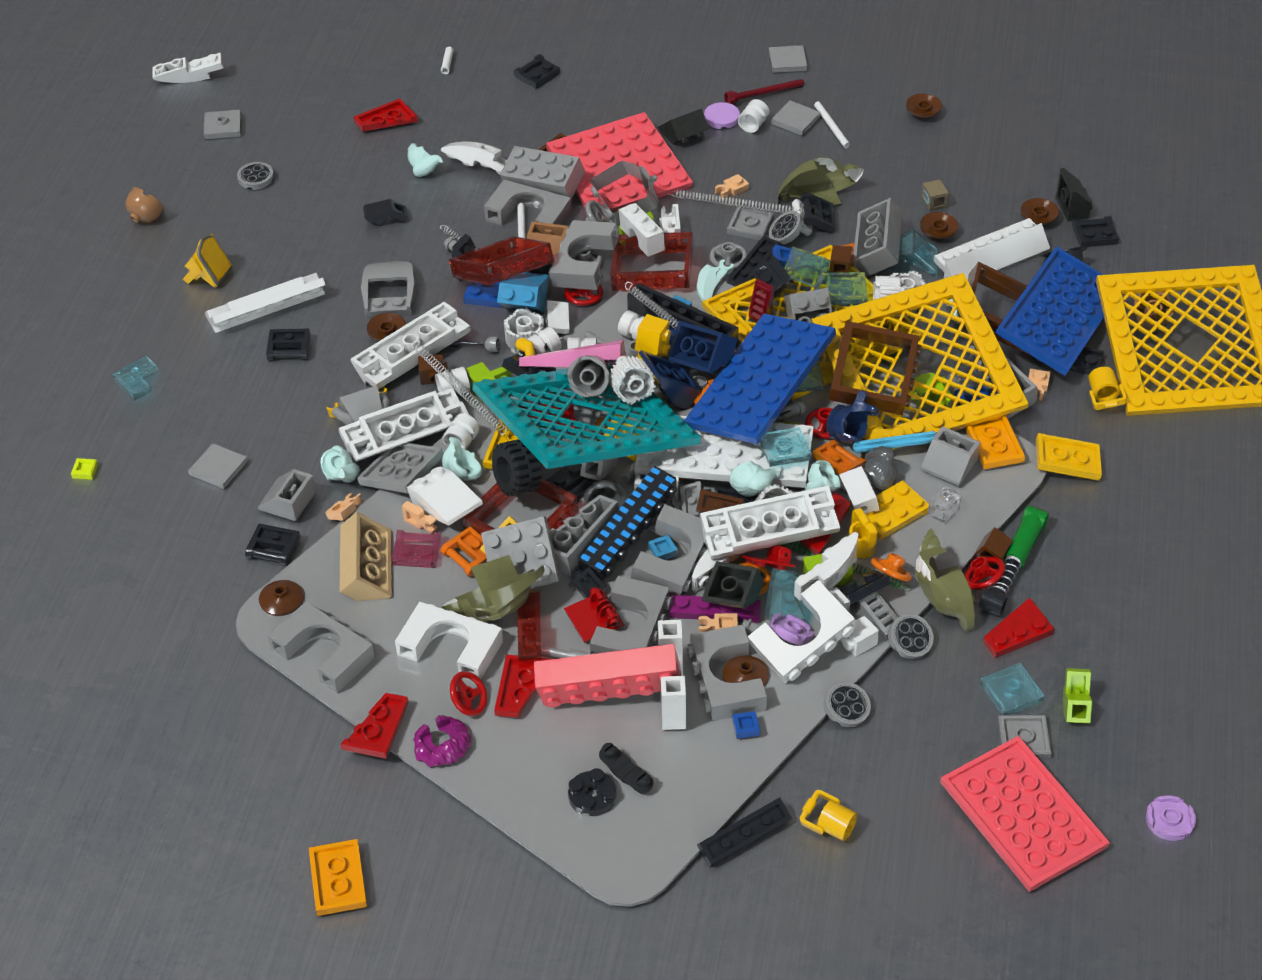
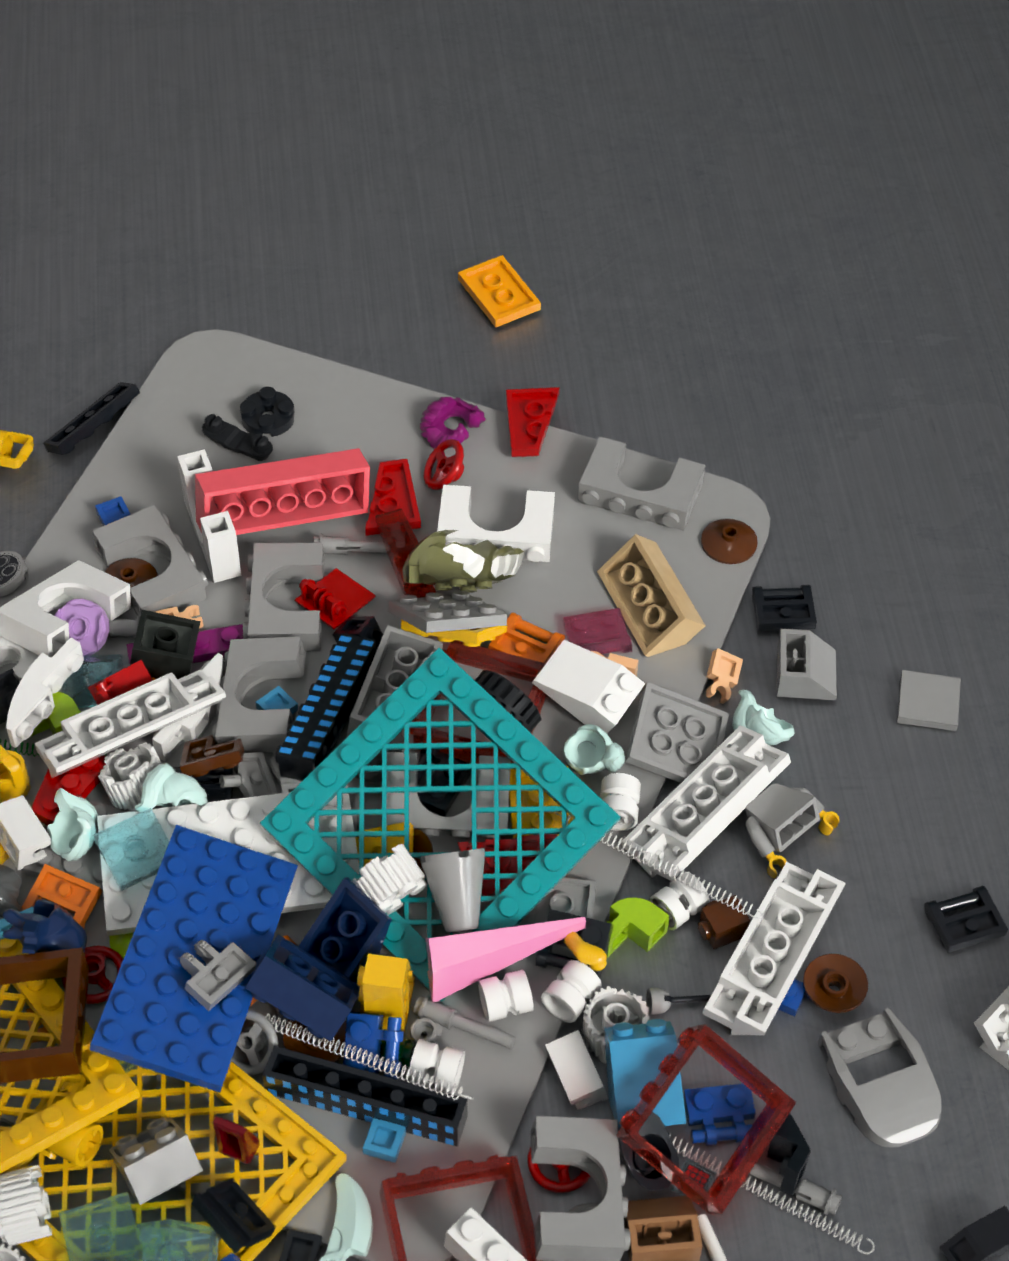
camera: 160 degrees right, 5 degrees up
(750, 349) = (219, 976): none -> light grey hinge

